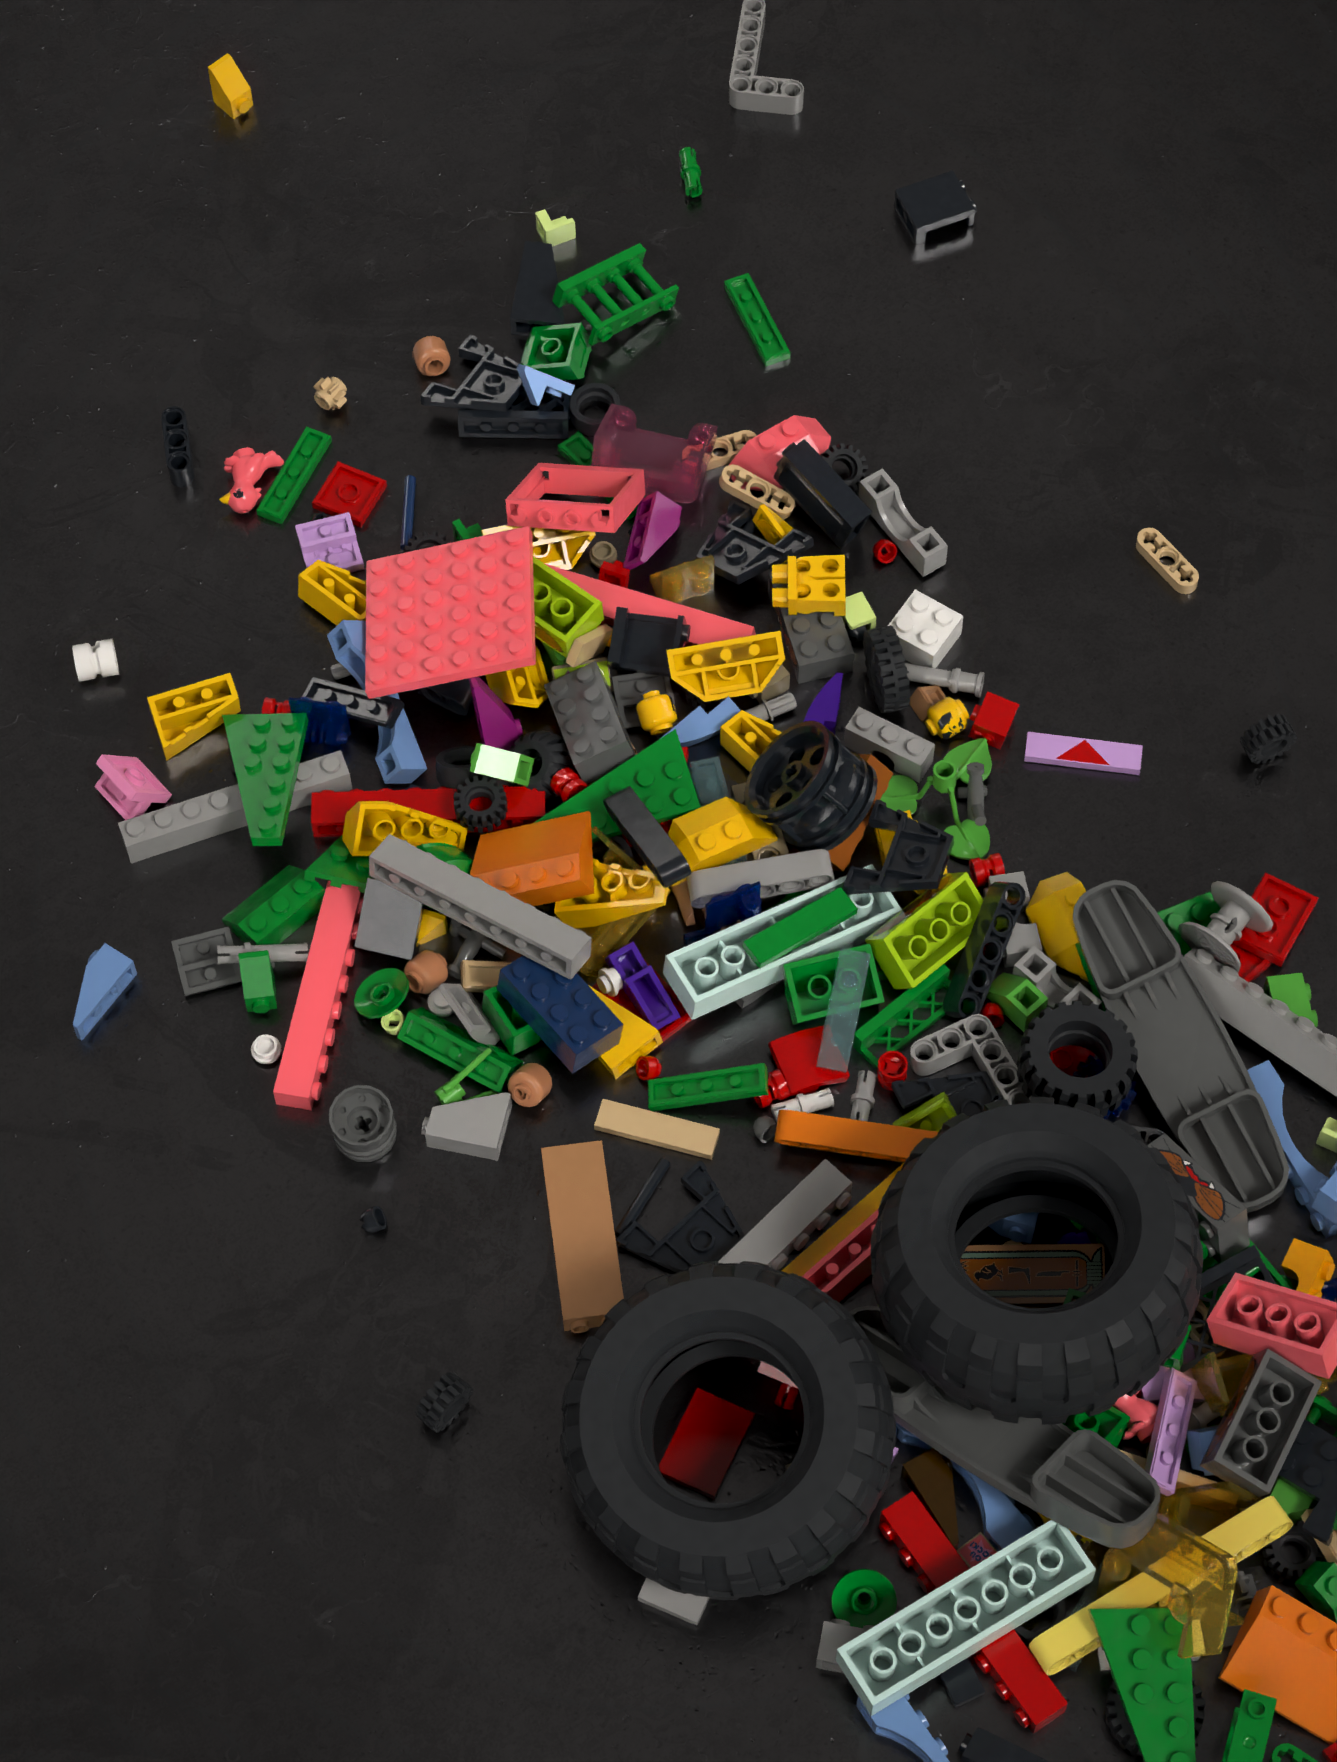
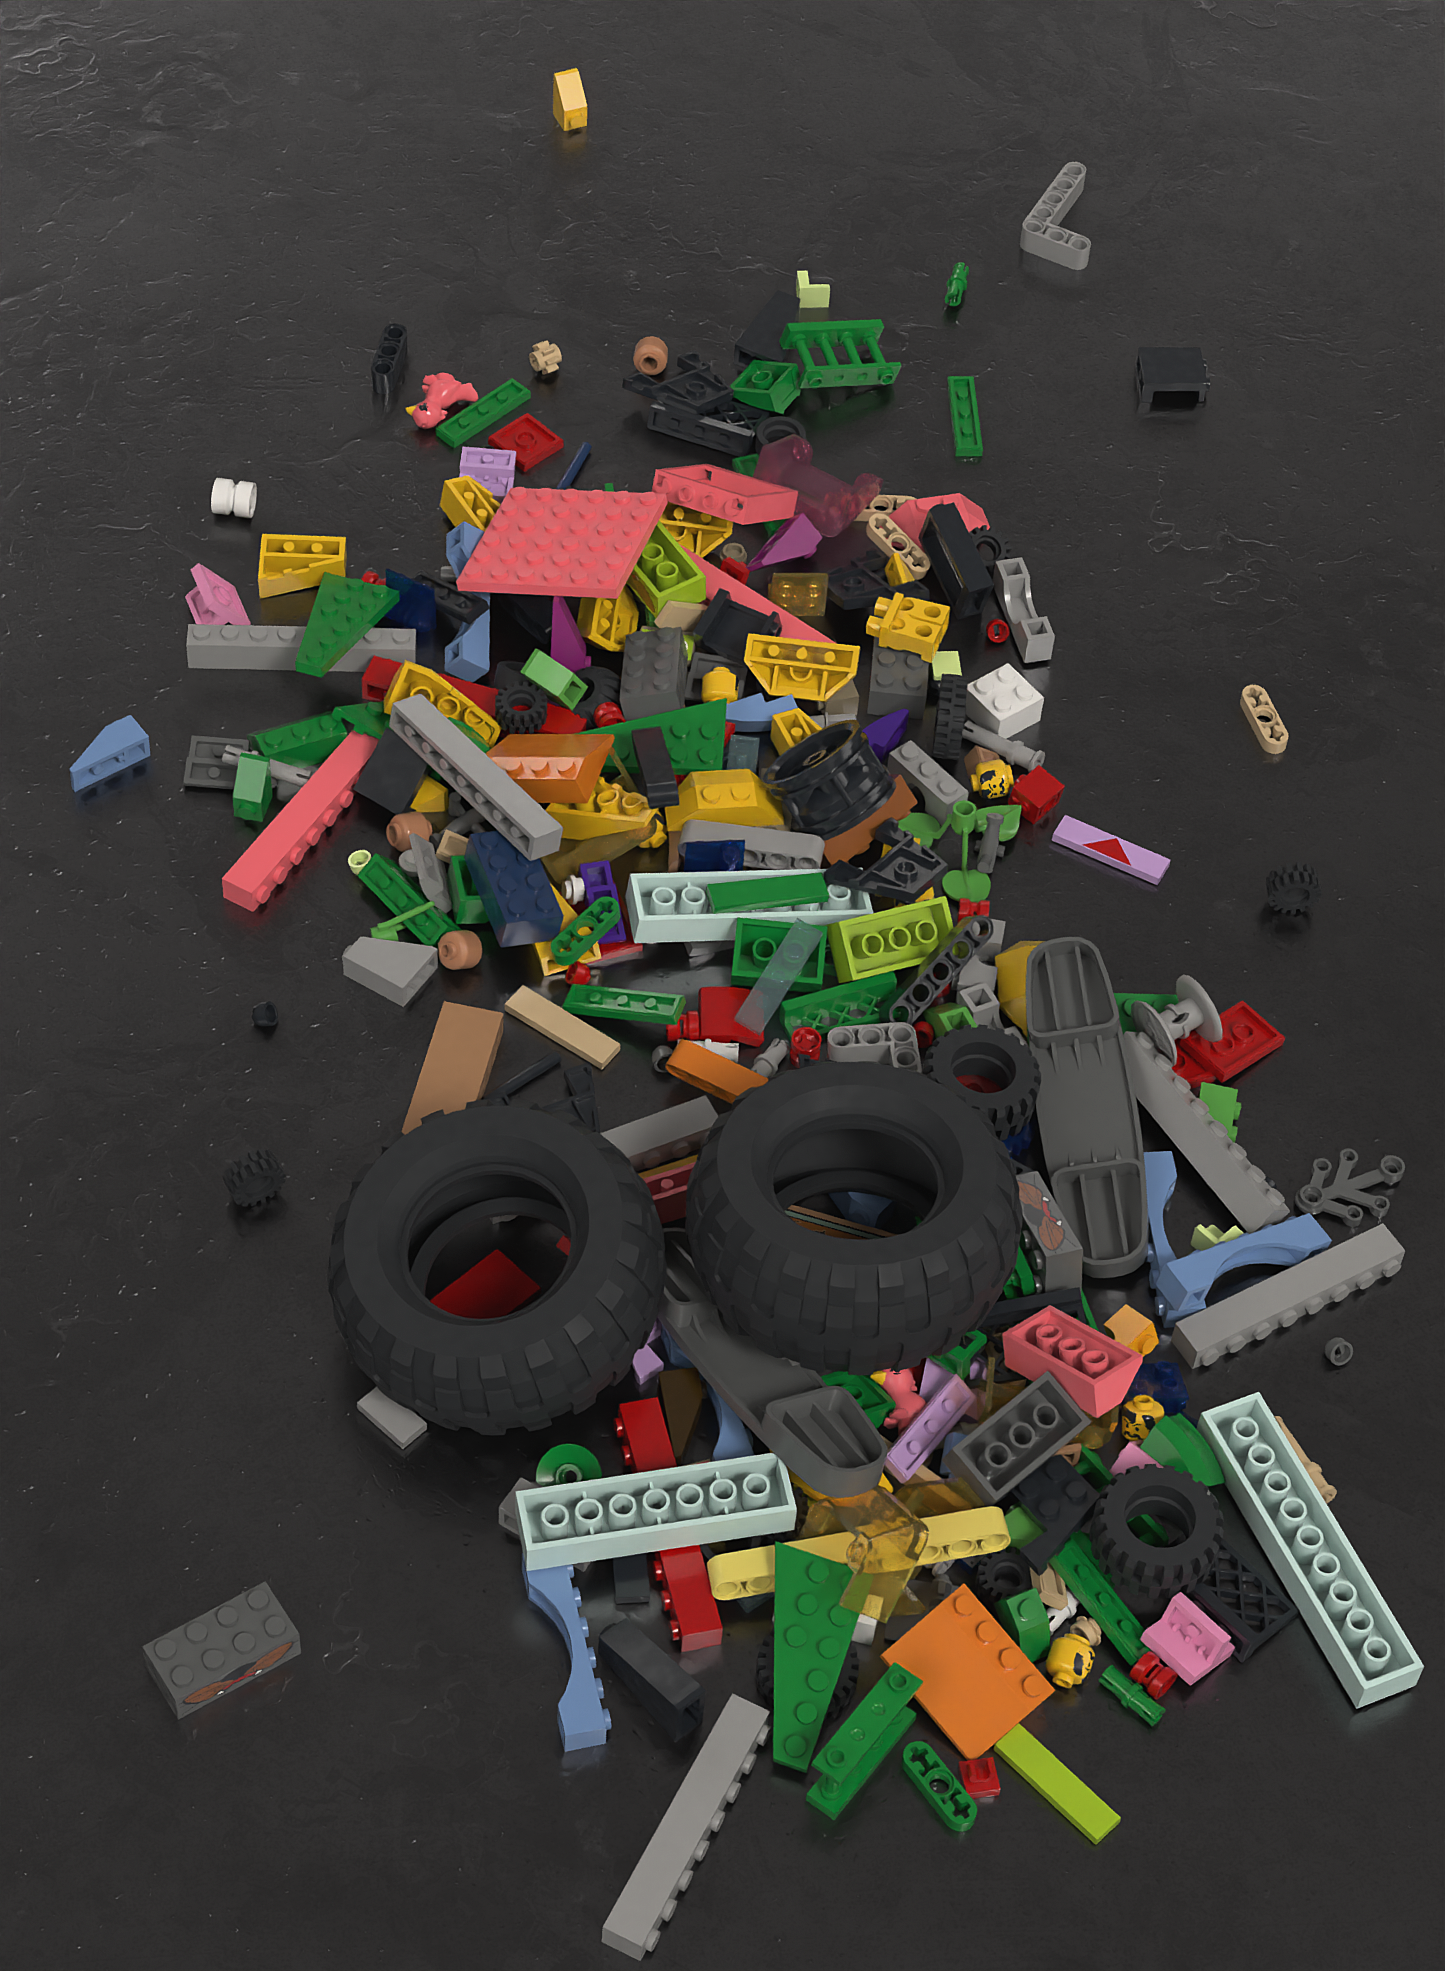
camera: 15 degrees right, 10 degrees down
(266, 1049) = (234, 847): white plate -> none
(363, 1107) = (290, 929): dark grey wheel -> none
(381, 993) = (360, 835): green dish -> none
(537, 381) = (734, 395): light blue slope -> none
(660, 1011) = (583, 943): none -> green beam

